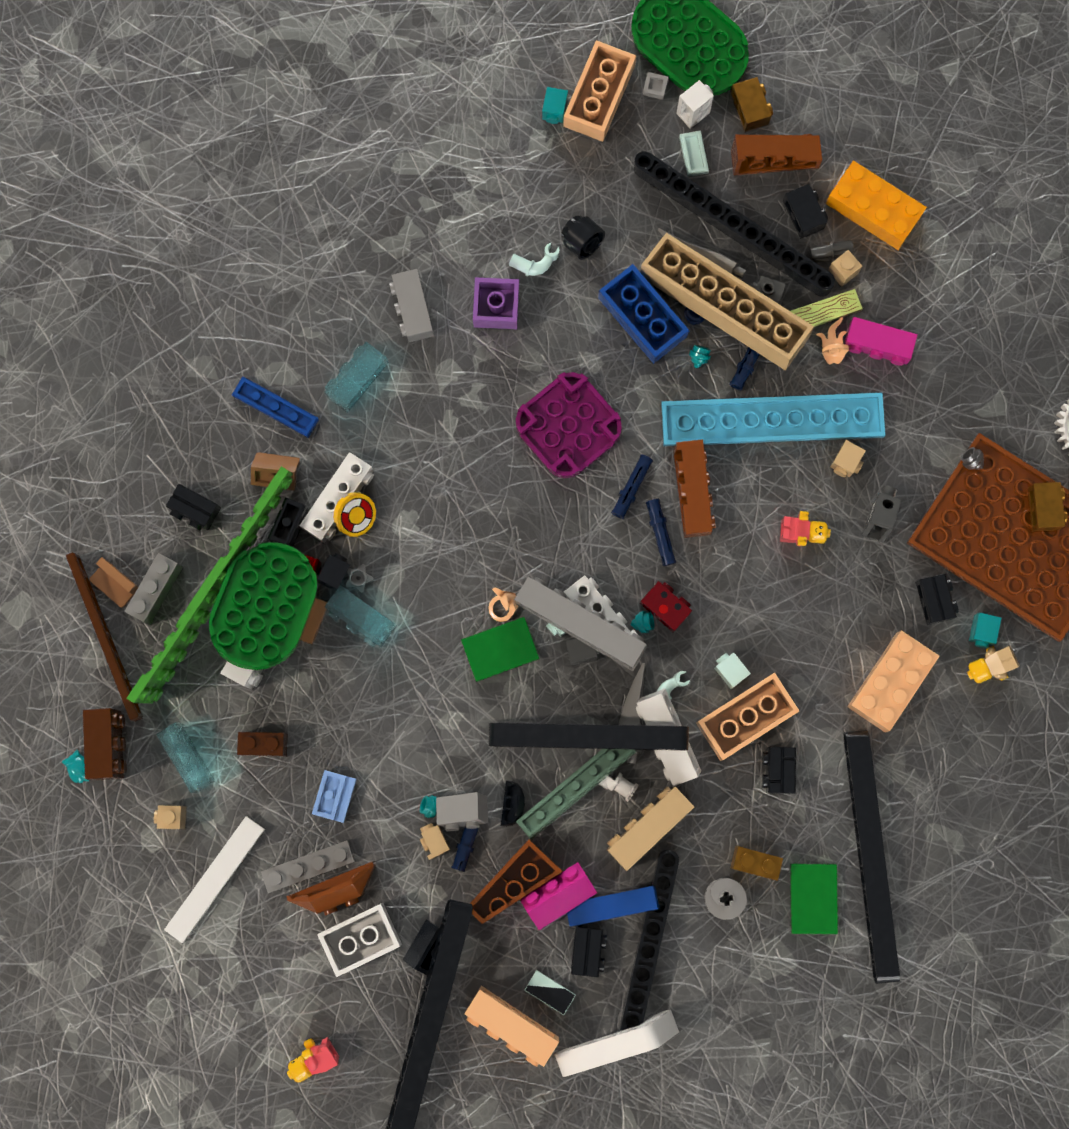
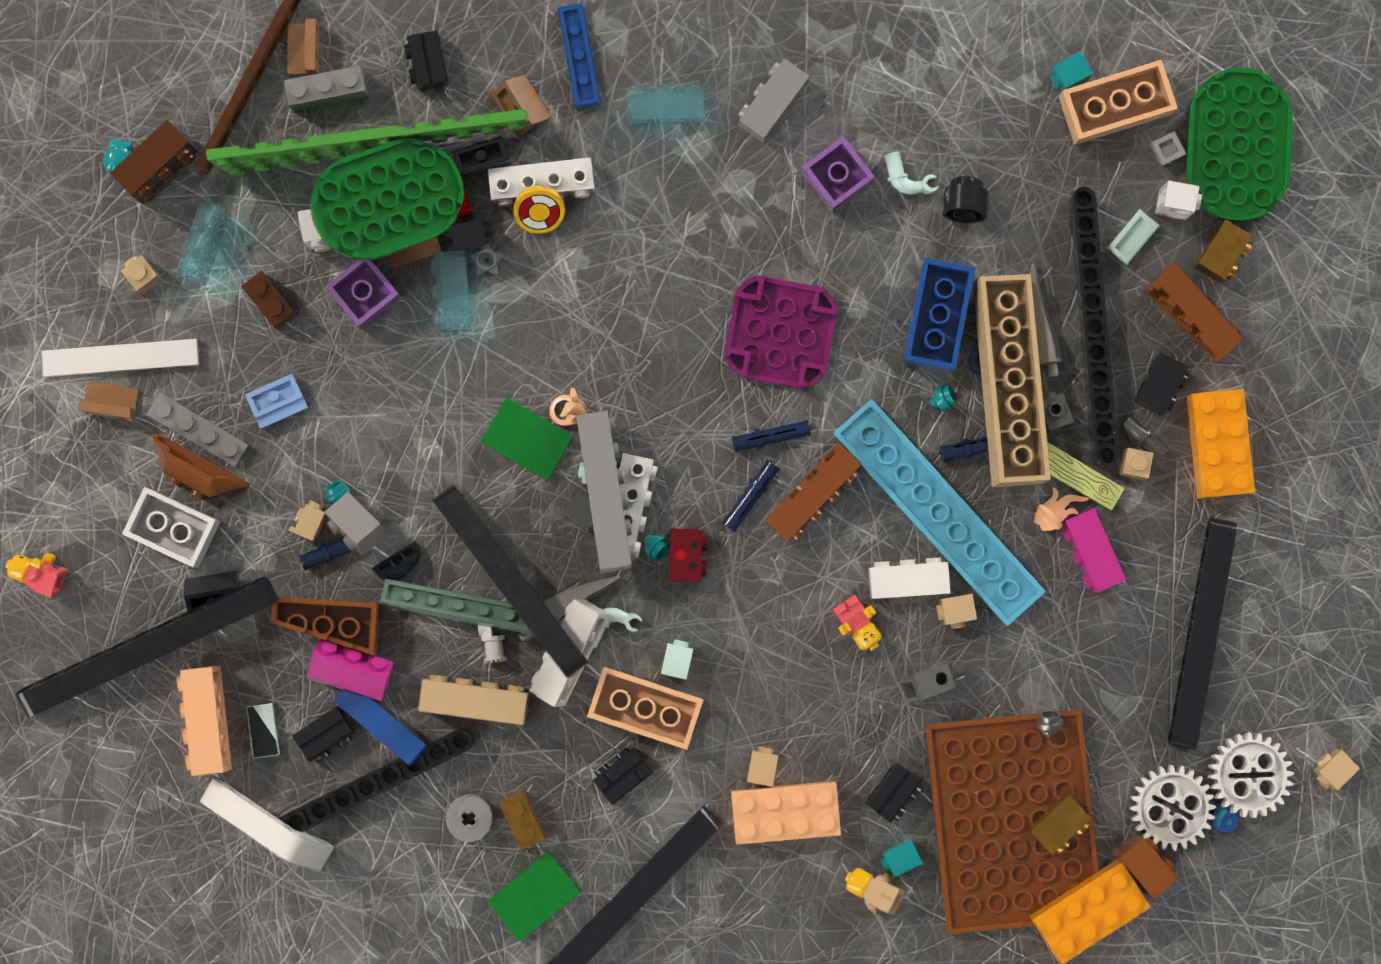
camera: 45 degrees right, 5 degrees up
(237, 911) = (110, 400): none -> medium nougat panel
(311, 676) = (363, 292): none -> medium lavender brick
(801, 474) = (909, 579): none -> white brick
(849, 672) = (762, 766): none -> tan brick
(991, 316) = (1202, 633): none -> black beam

